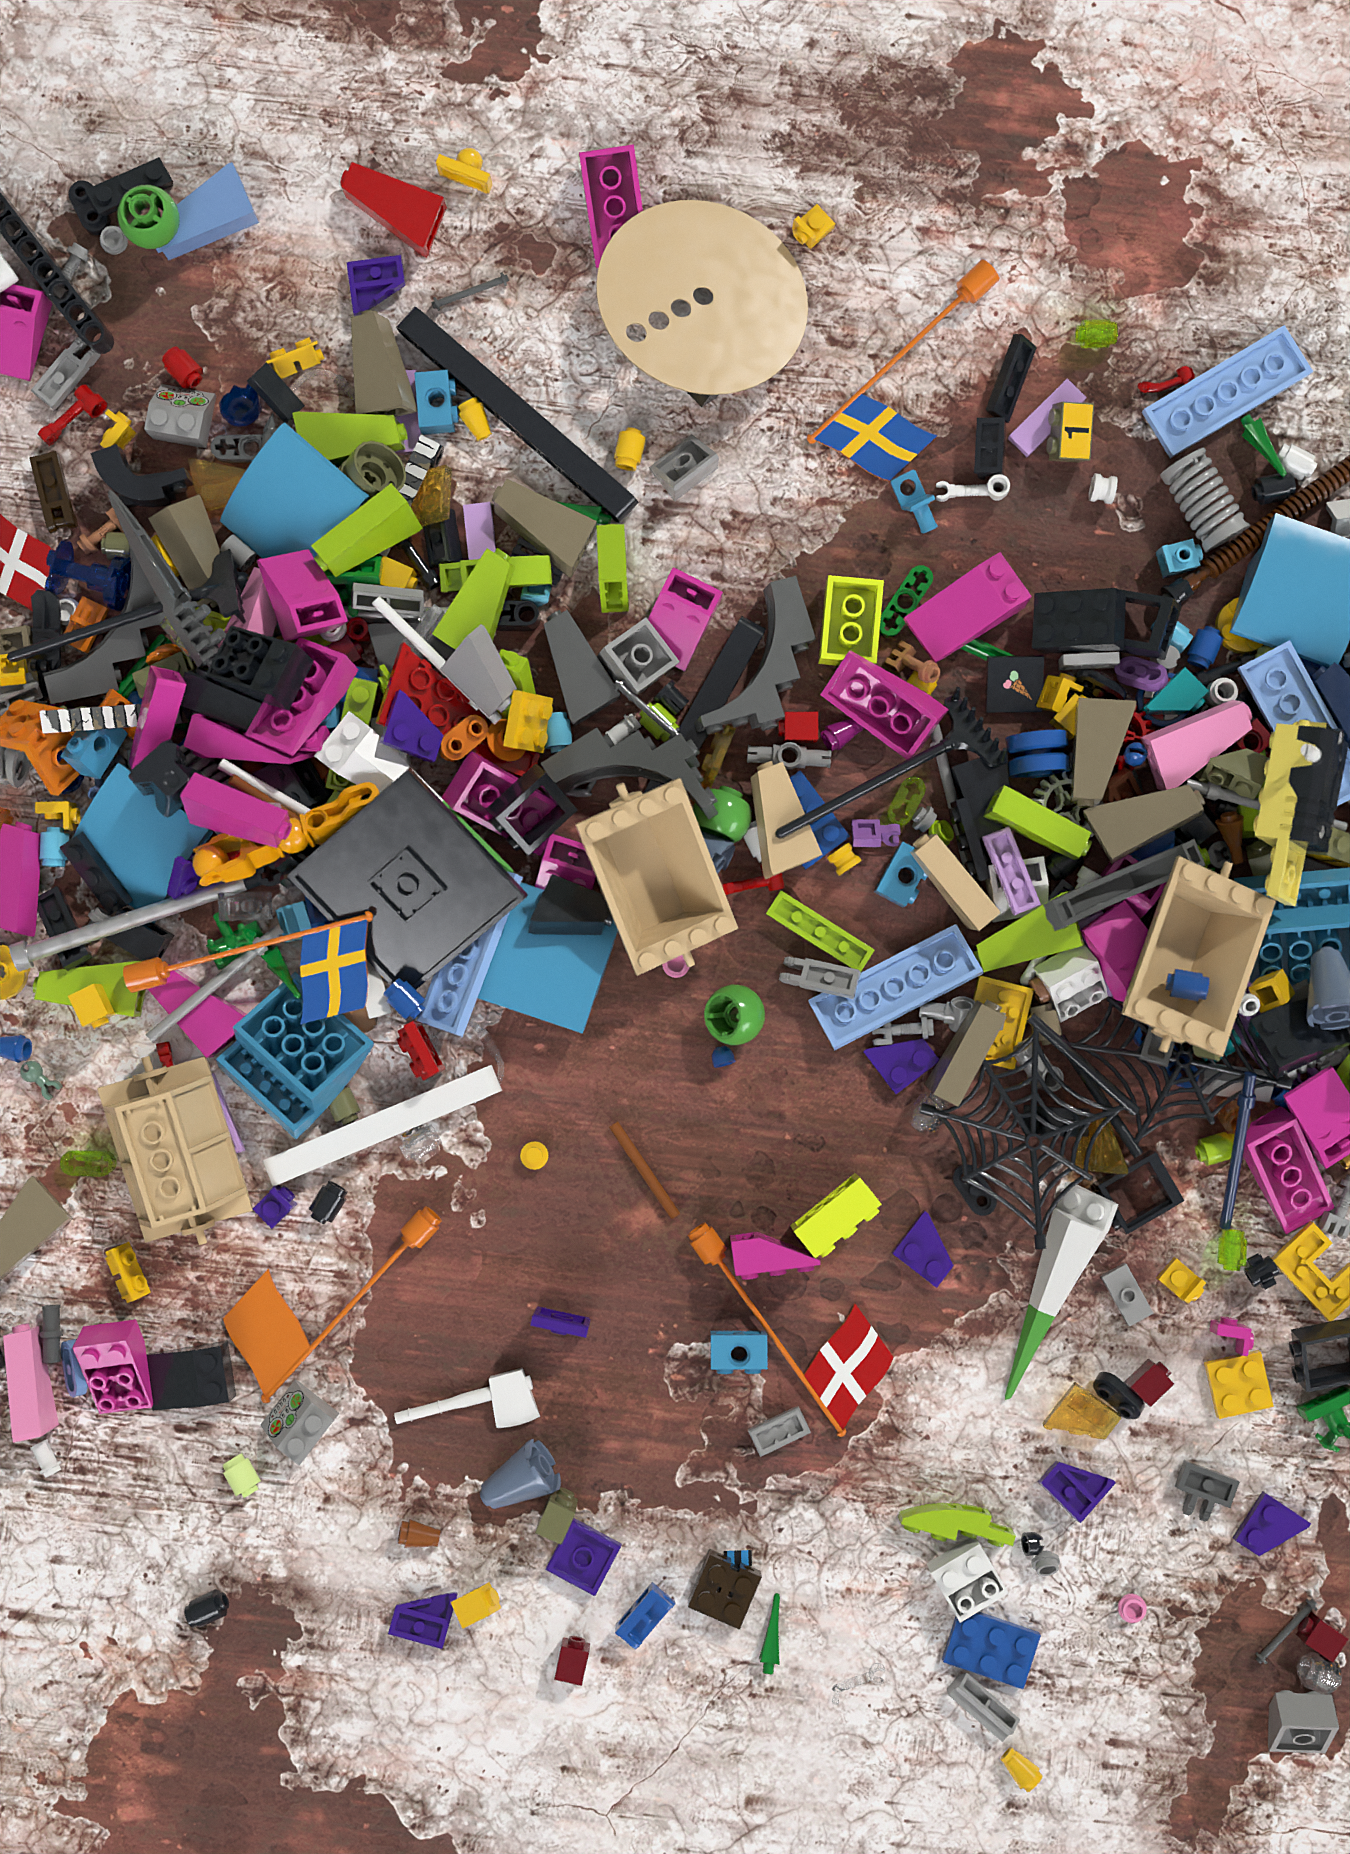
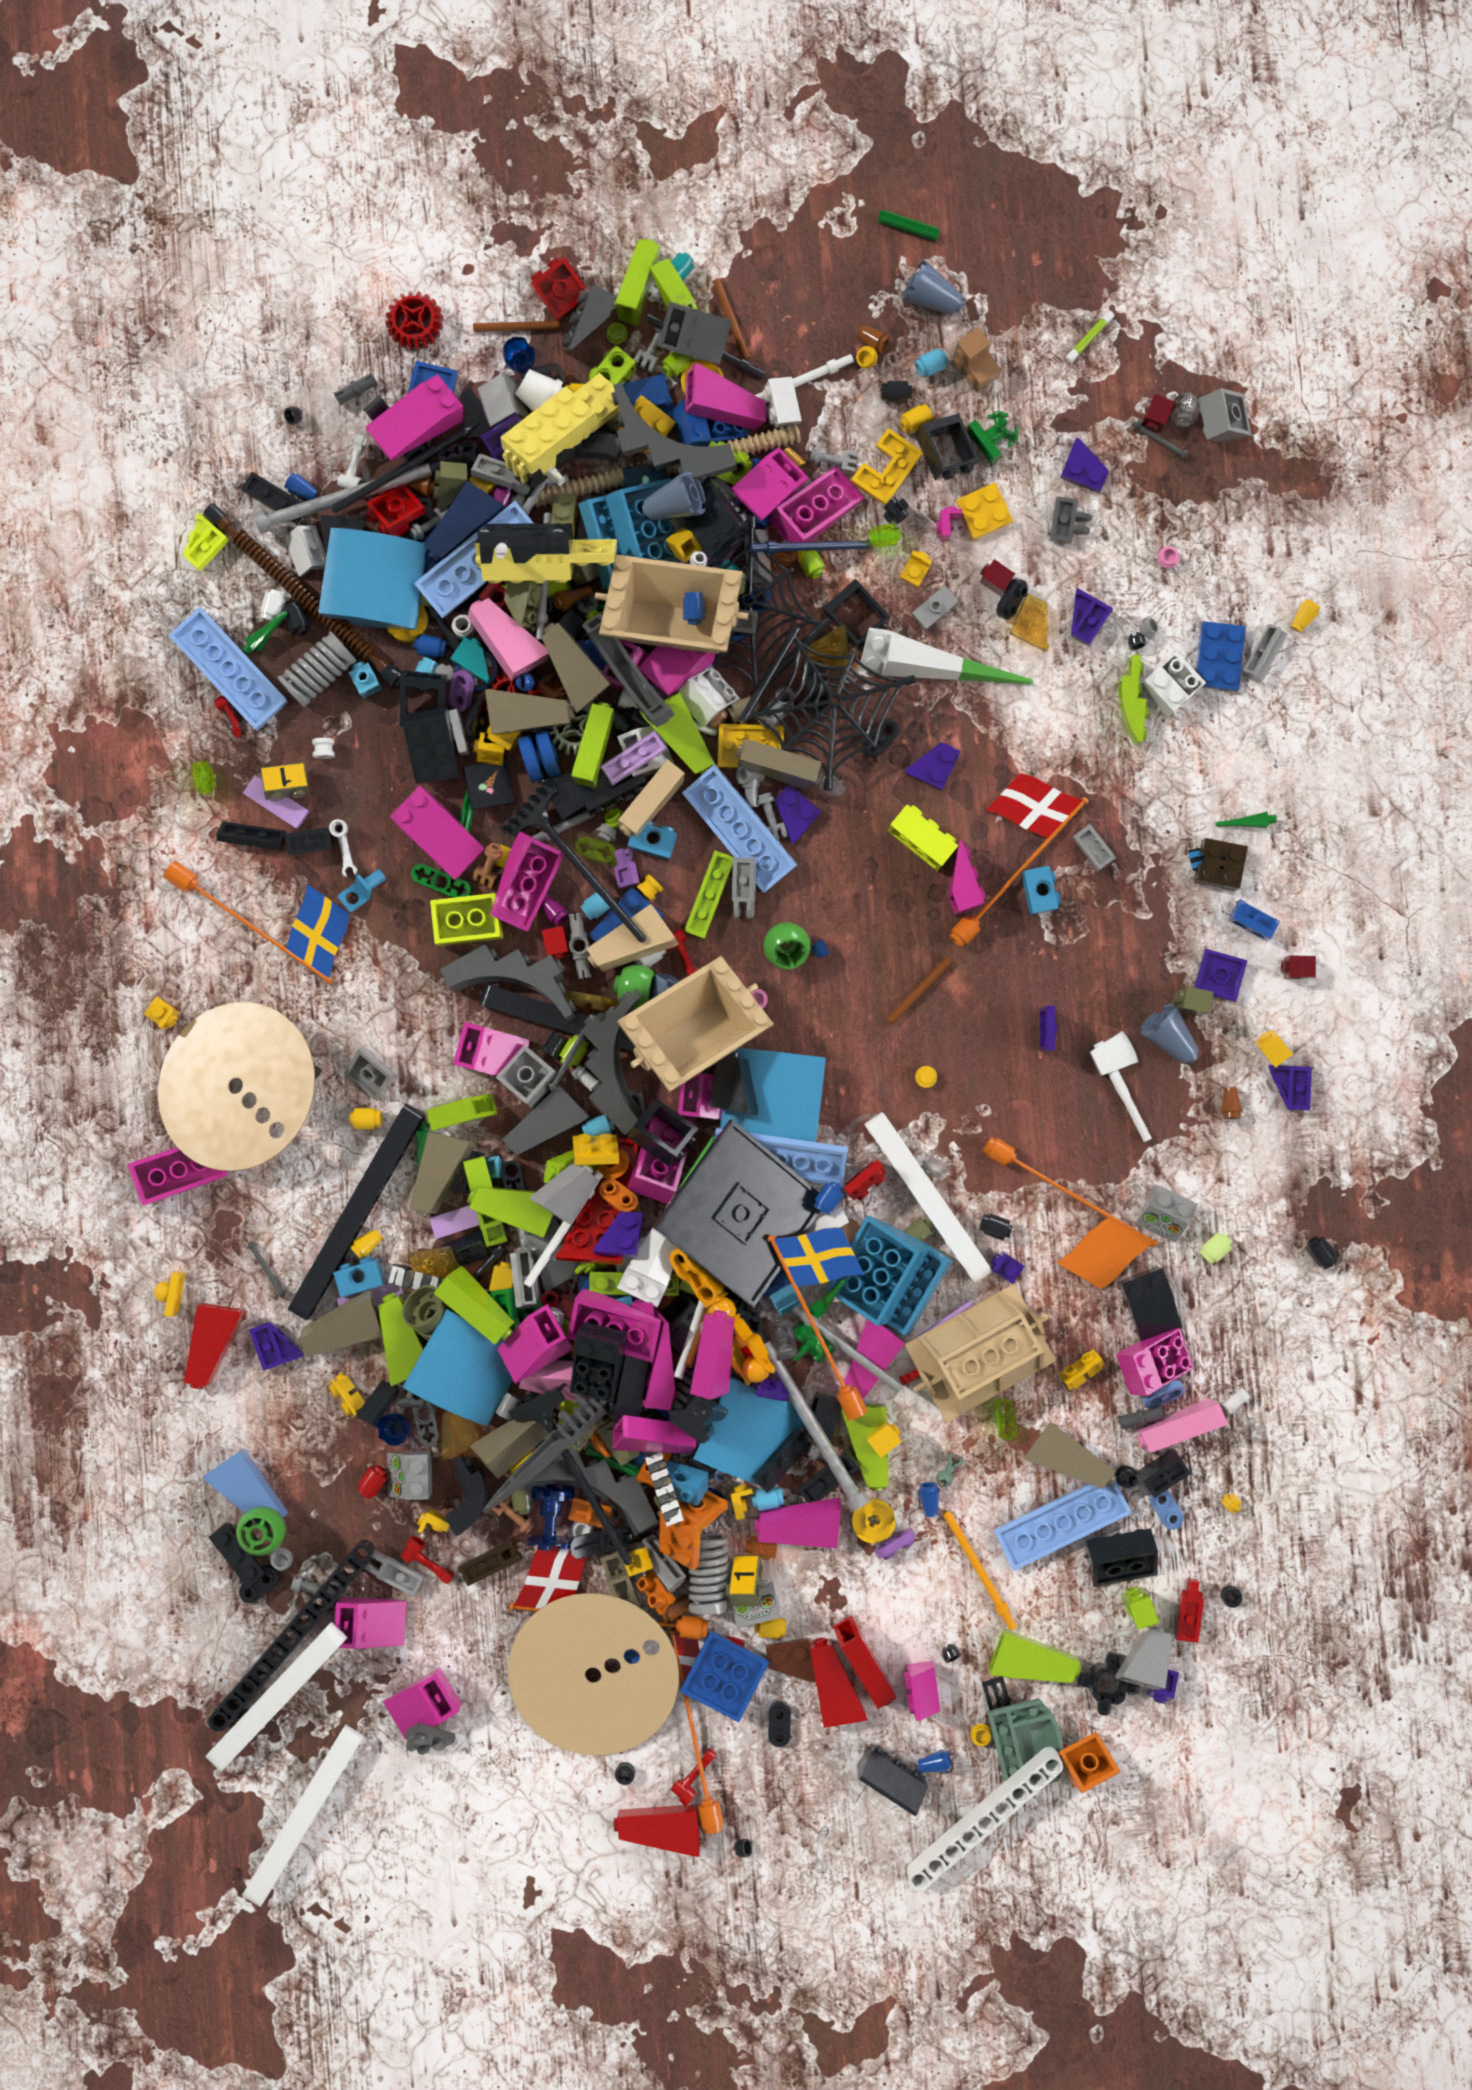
camera: 95 degrees left, 0 degrees up
(834, 784) = (594, 906): none -> medium azure brick

